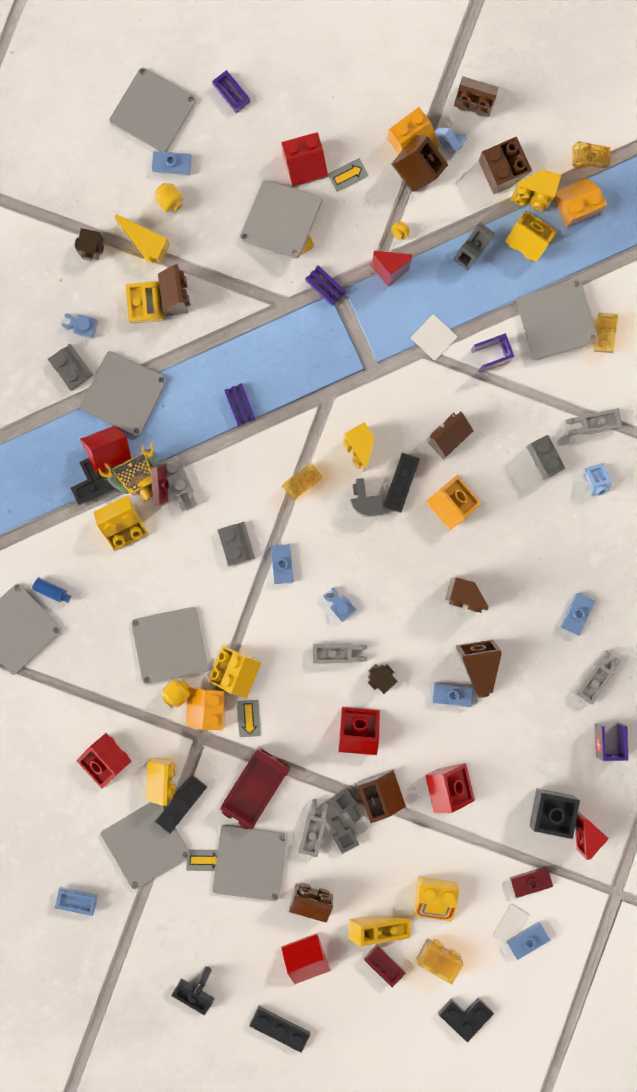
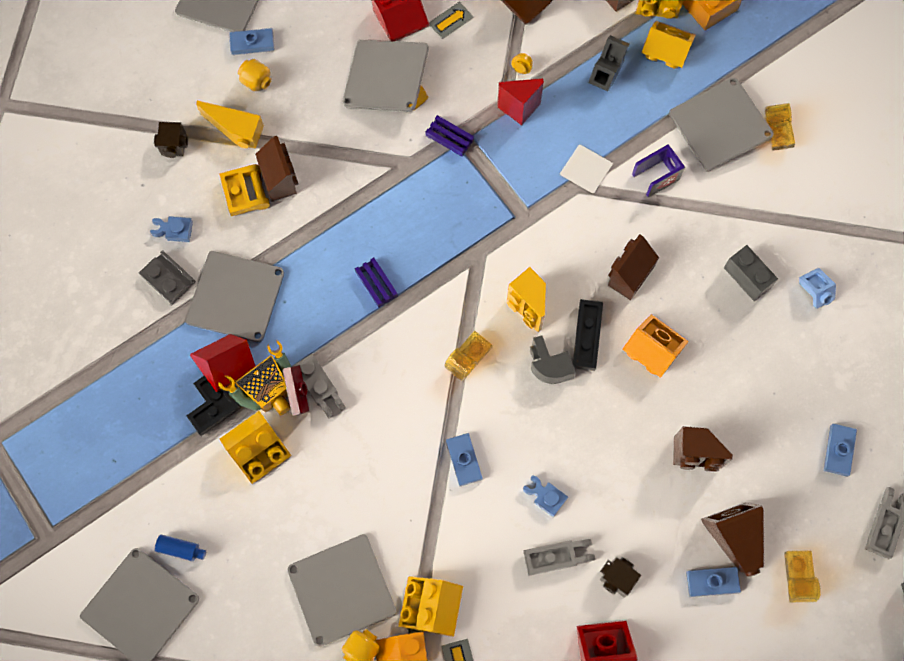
camera: 10 degrees left, 15 degrees down
(236, 543) = (402, 445): flat silver plate -> none
(519, 705) = (800, 577): none -> clear yellow plate
(596, 422) = (796, 224): light grey hinge -> none

